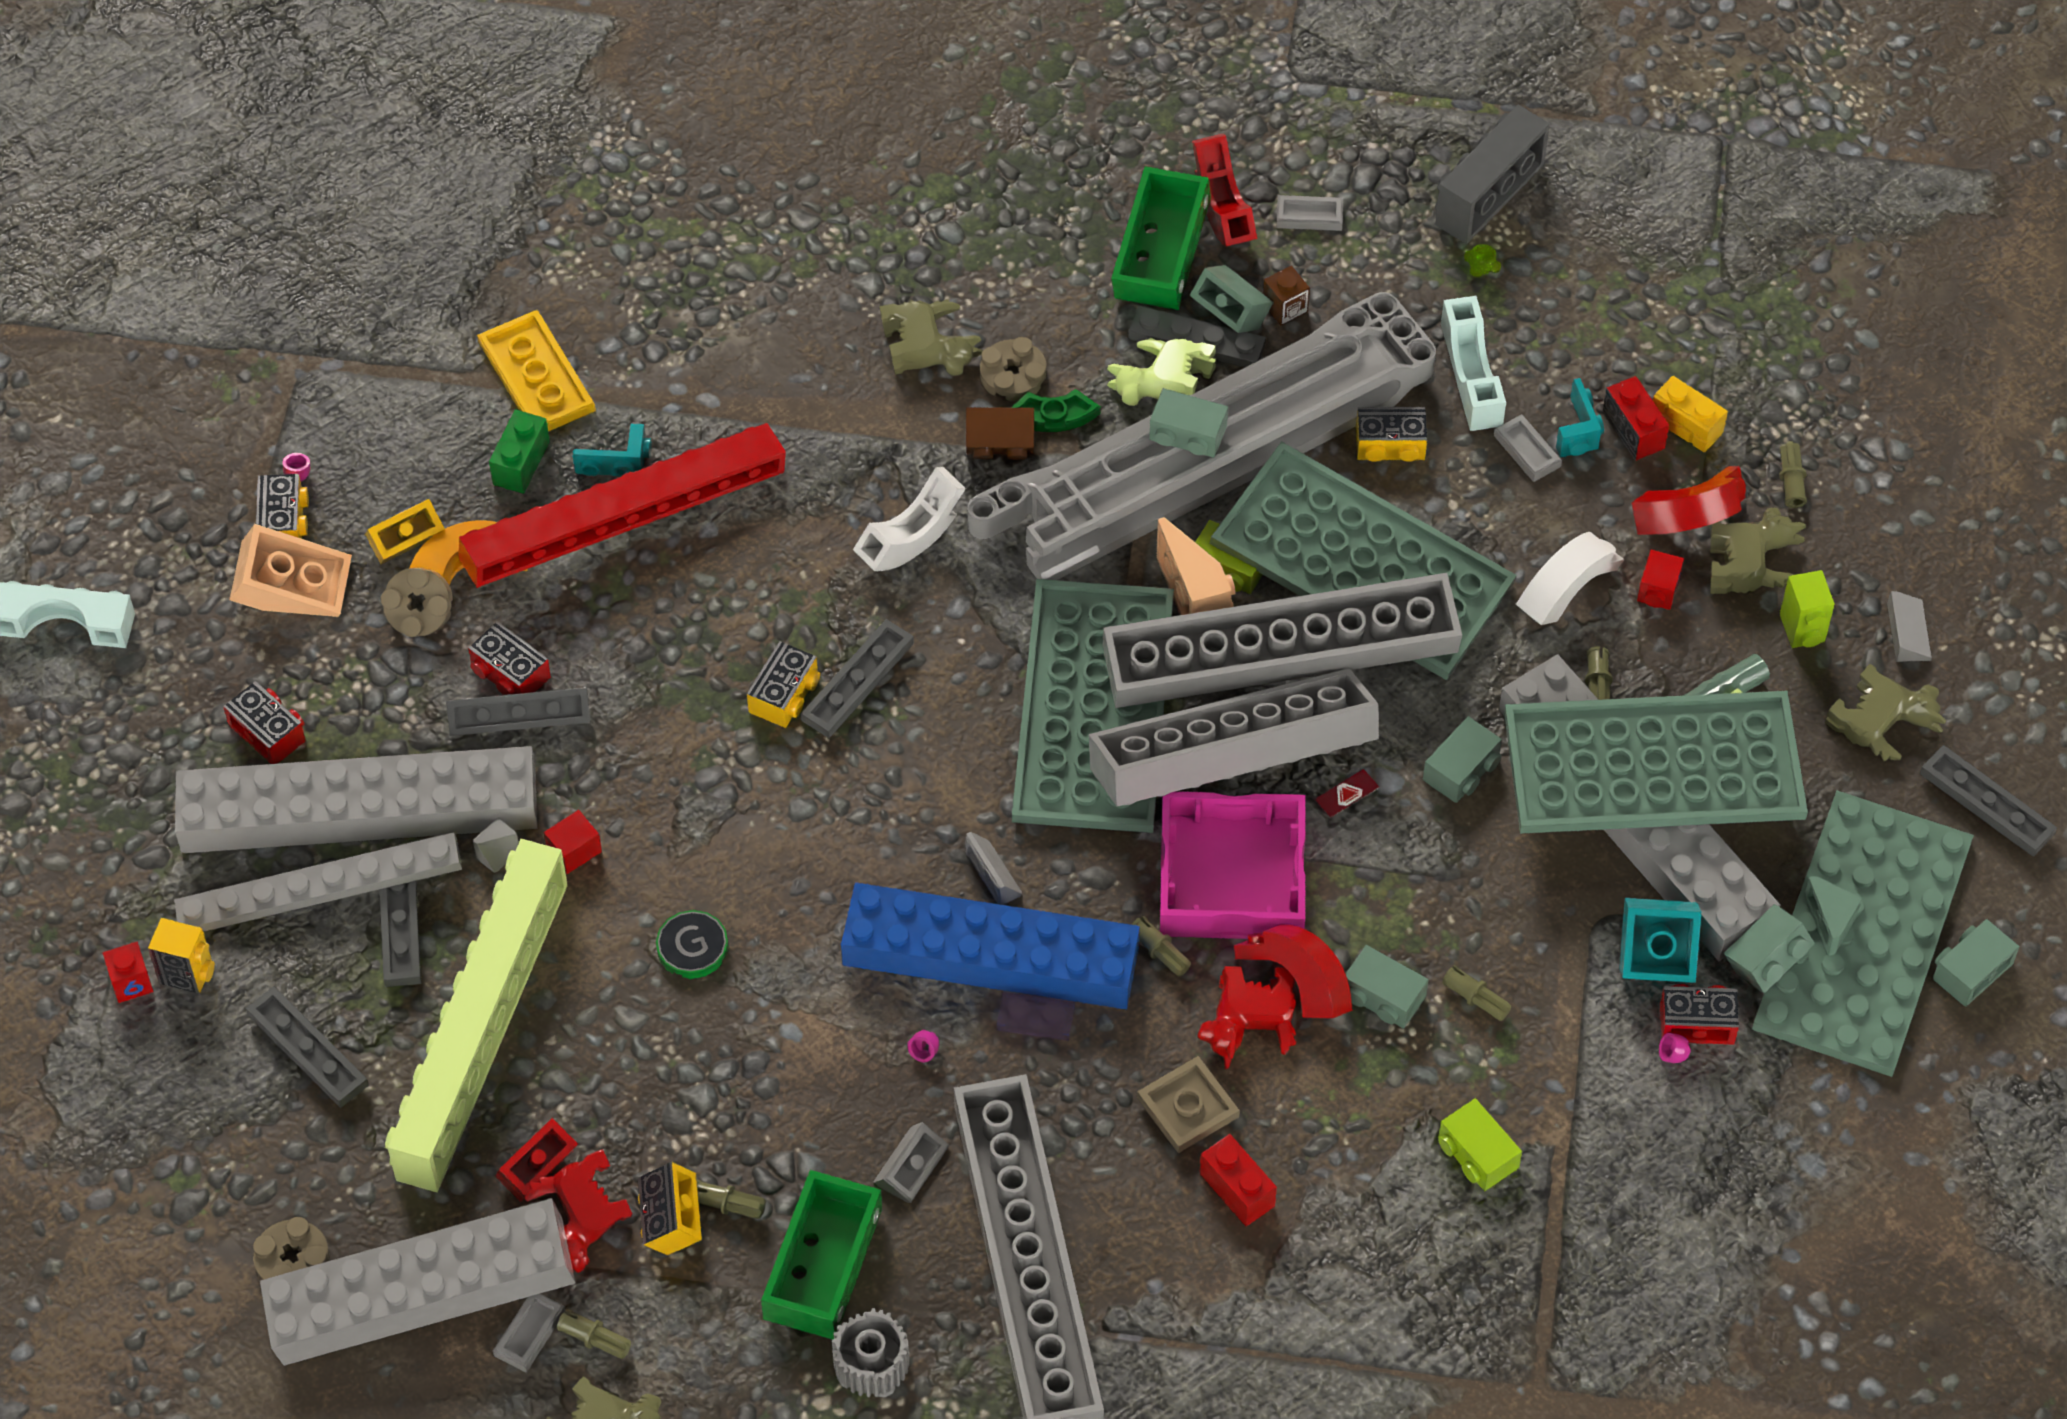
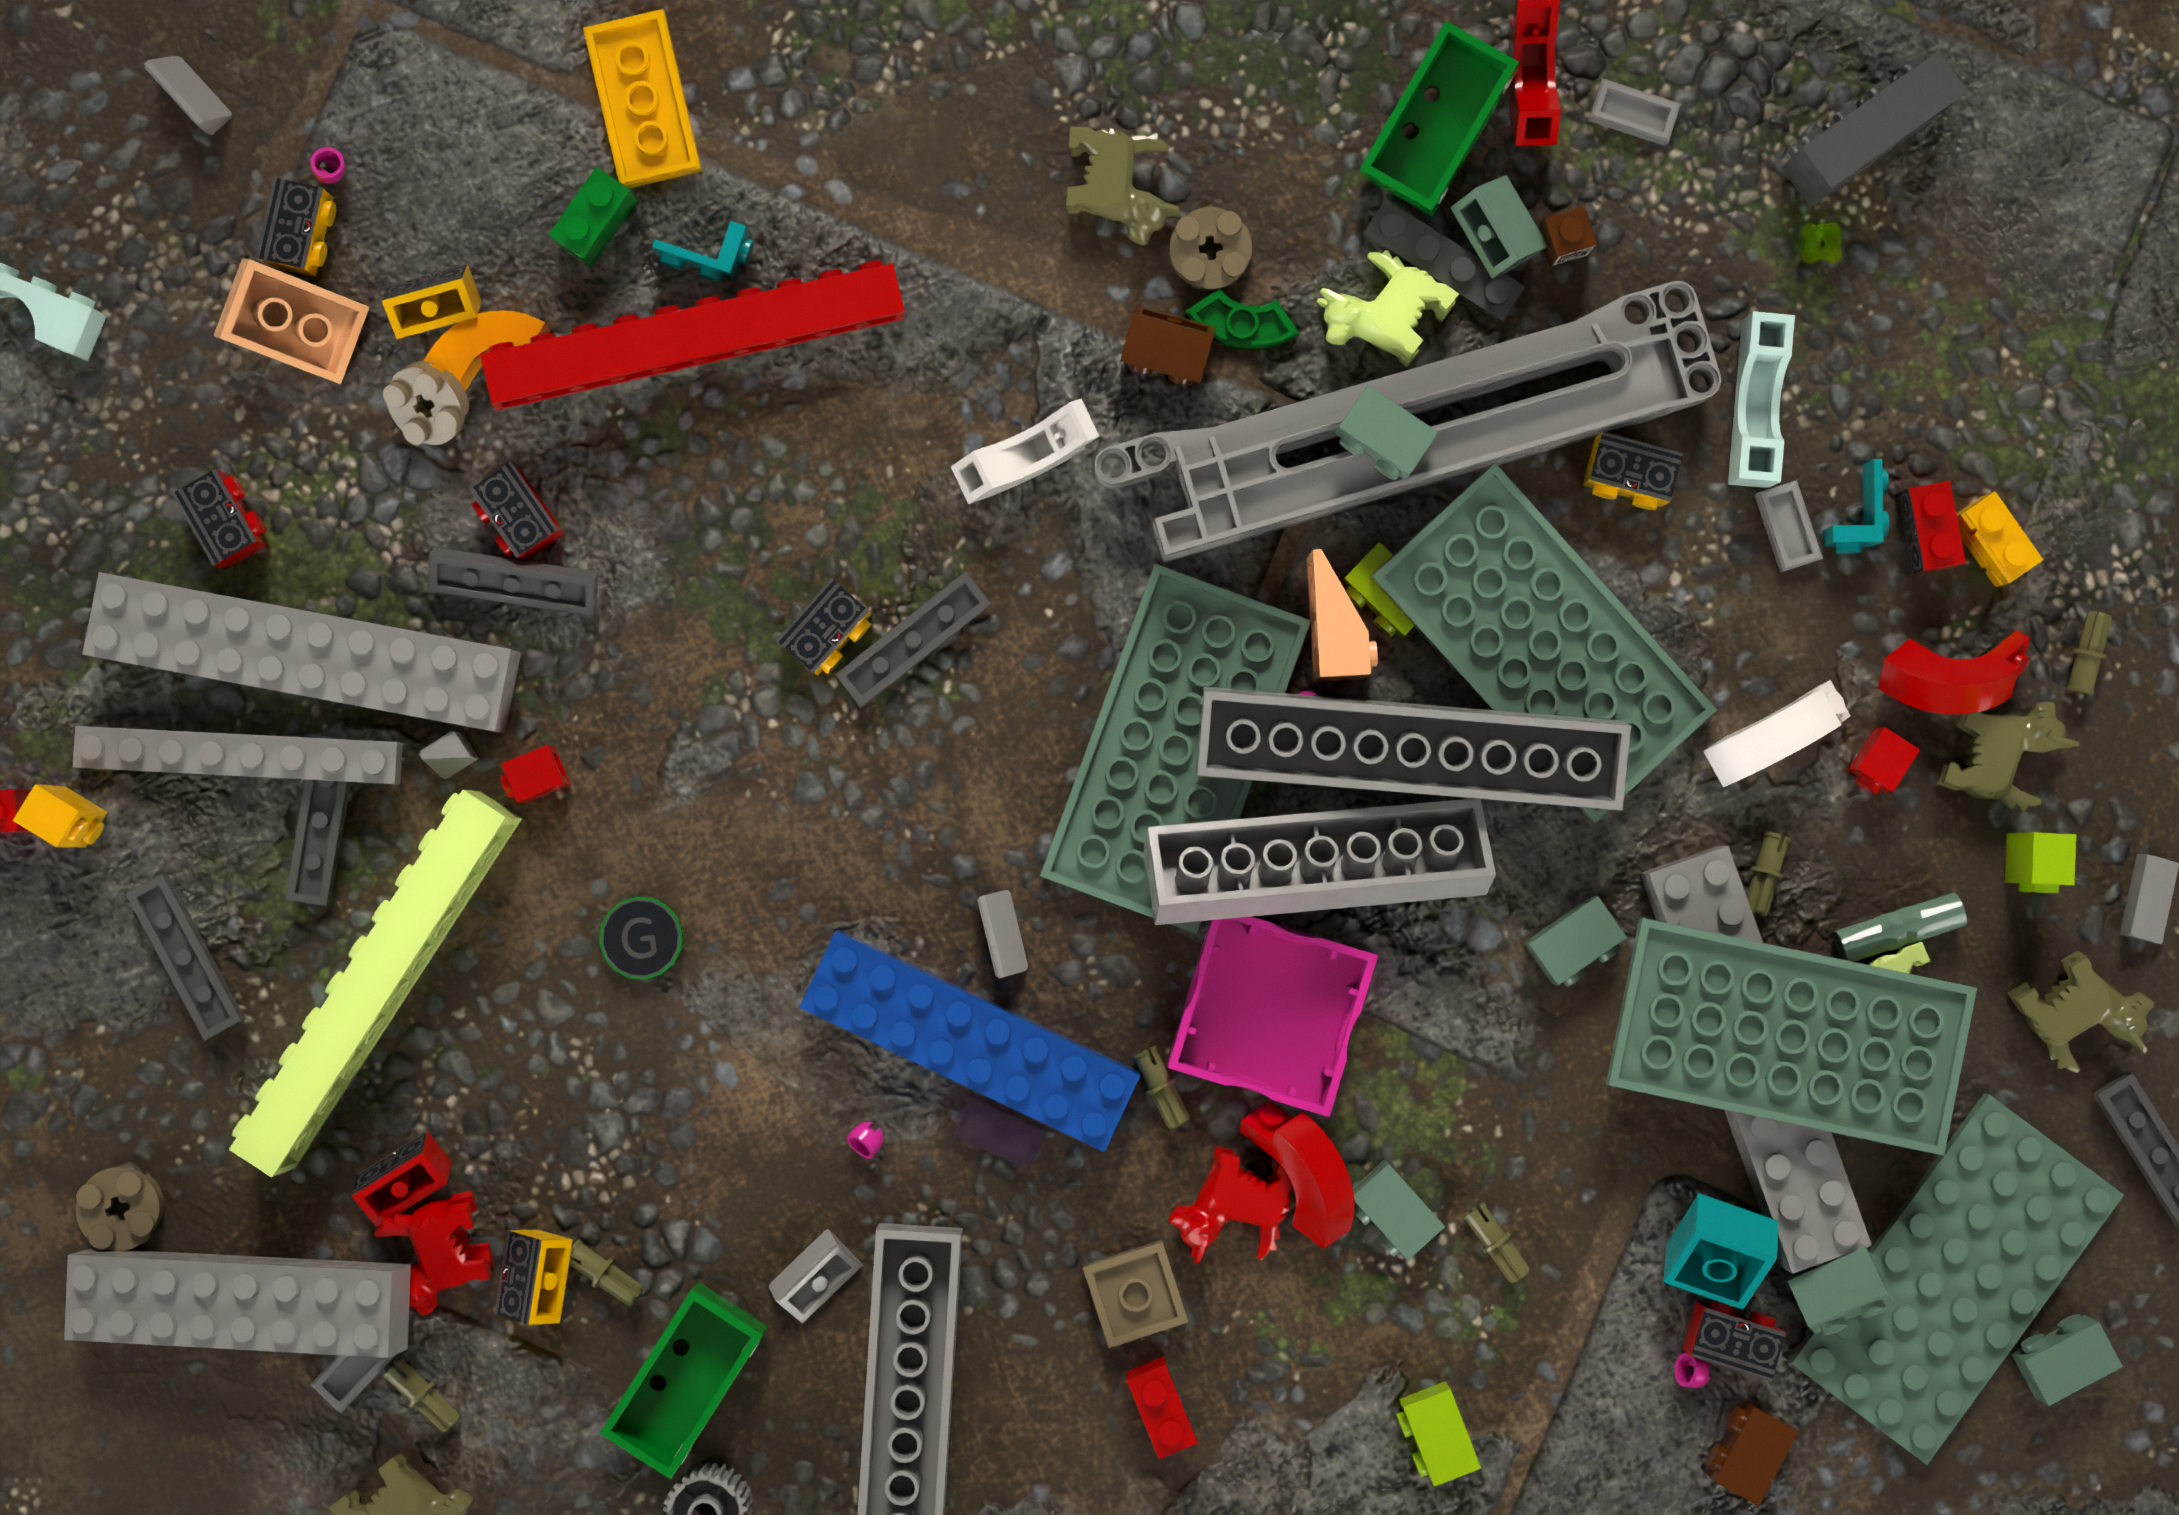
camera: 15 degrees right, 30 degrees up
(170, 448) = (189, 92): none -> light grey slope
(1347, 793) = (1431, 937): dark red sticker -> none
(1744, 1094) = (1750, 1452): none -> reddish brown brick
(1832, 910) = (1927, 1271): sand green slope -> none

